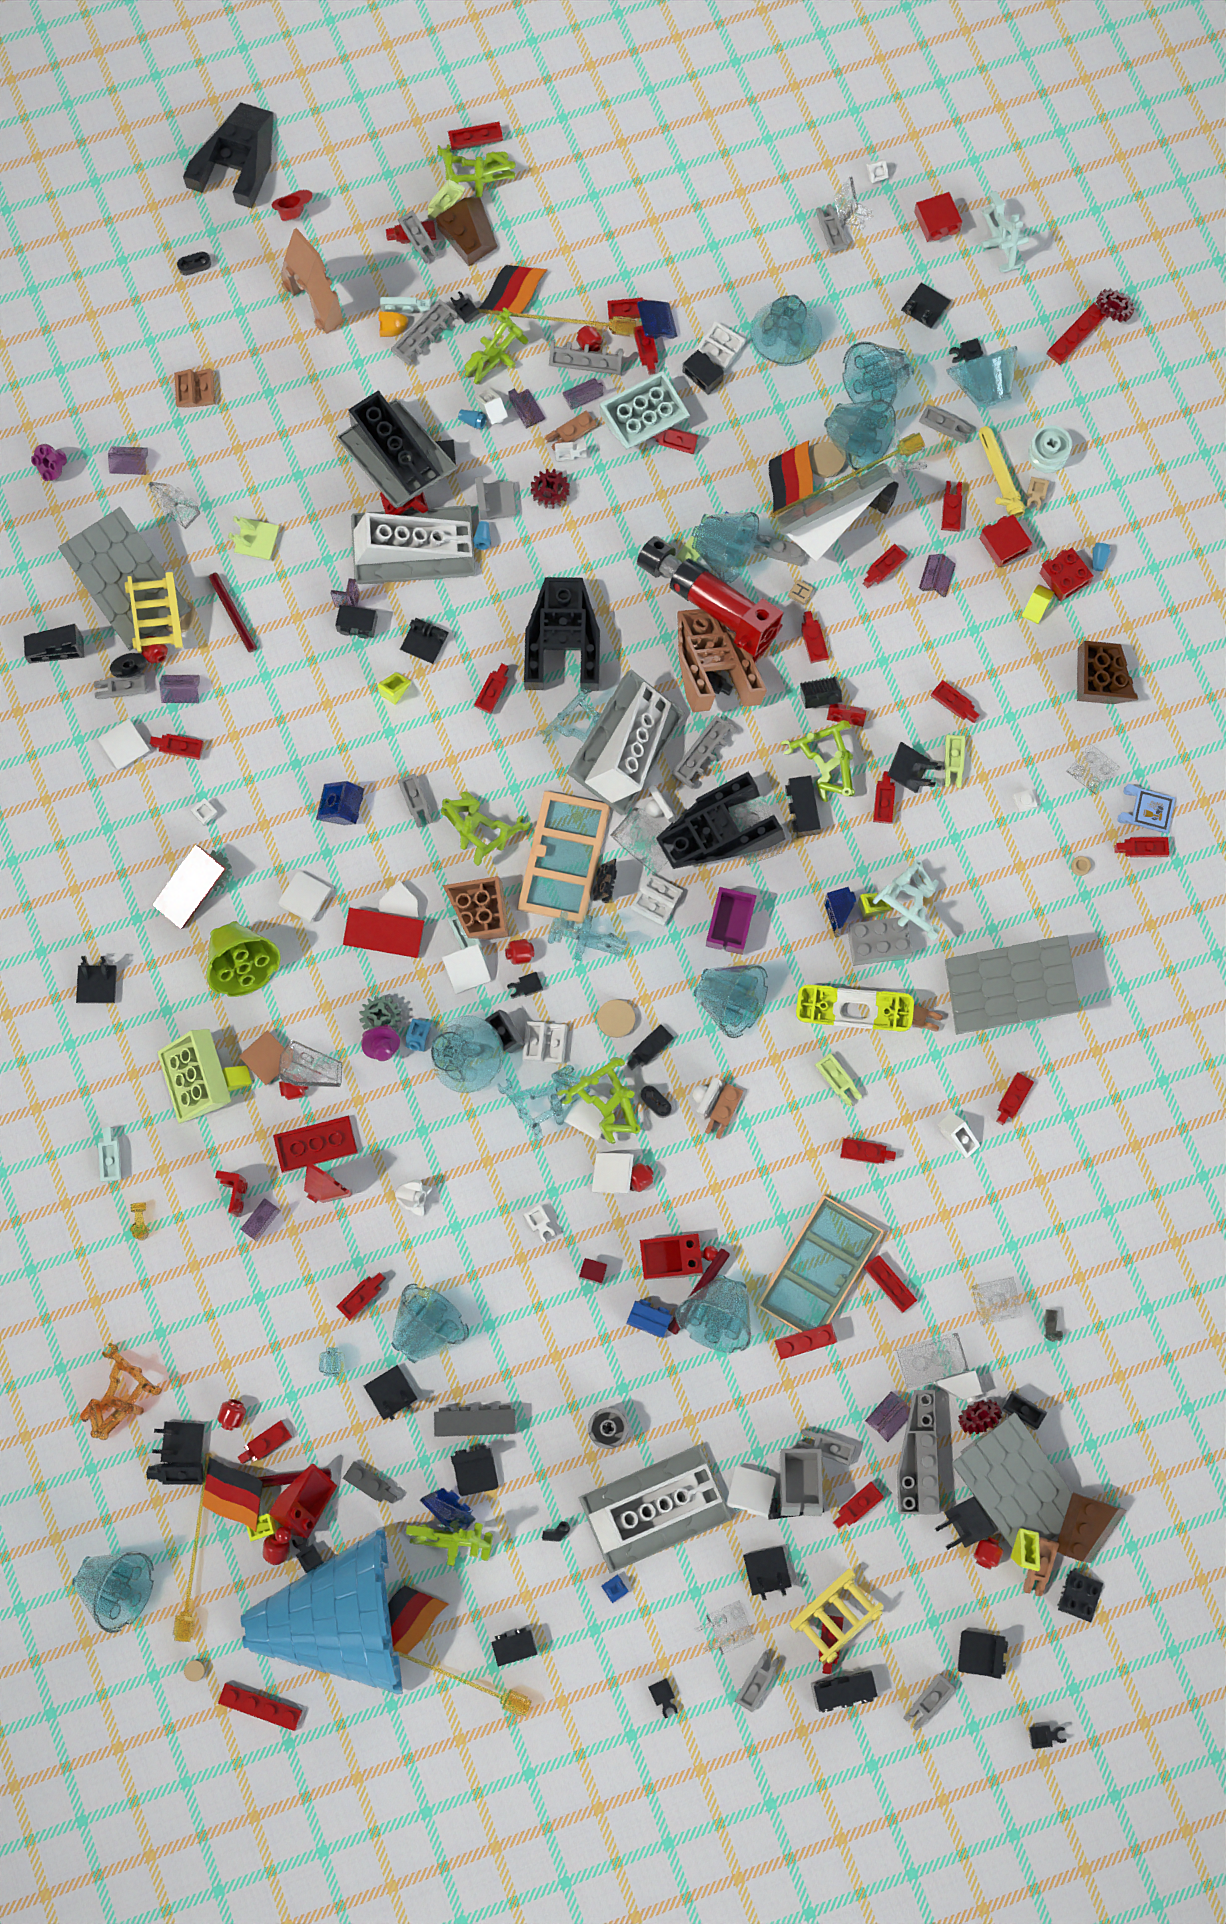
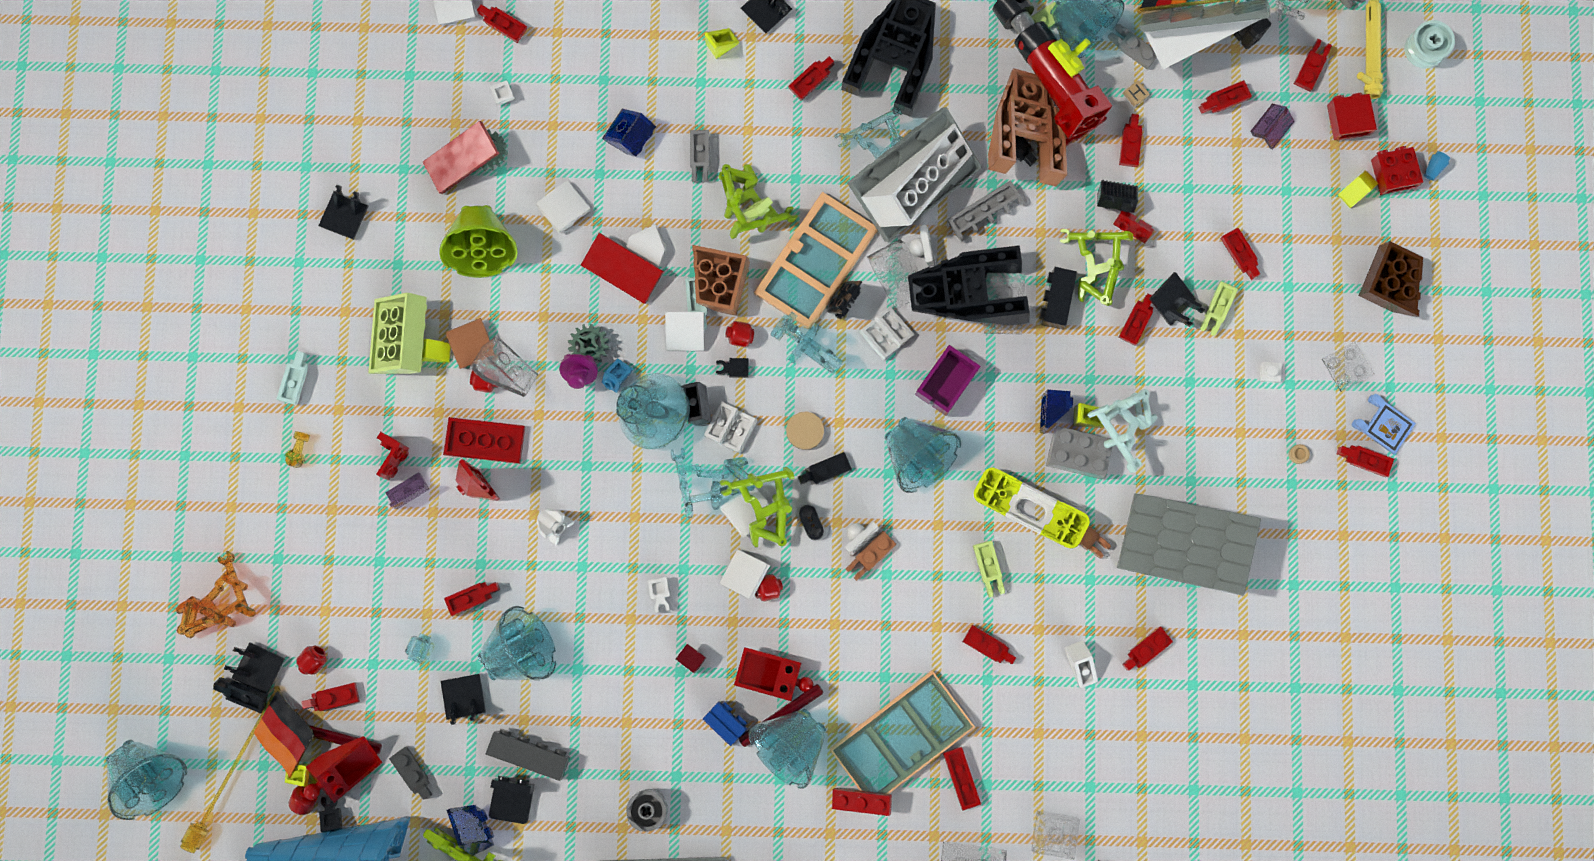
camera: 20 degrees right, 5 degrees up
(492, 828) = (757, 209): none -> yellowish green hinge
(725, 583) = (1069, 58): none -> neon yellow plate
(1036, 490) = (1400, 81): tan plate -> none

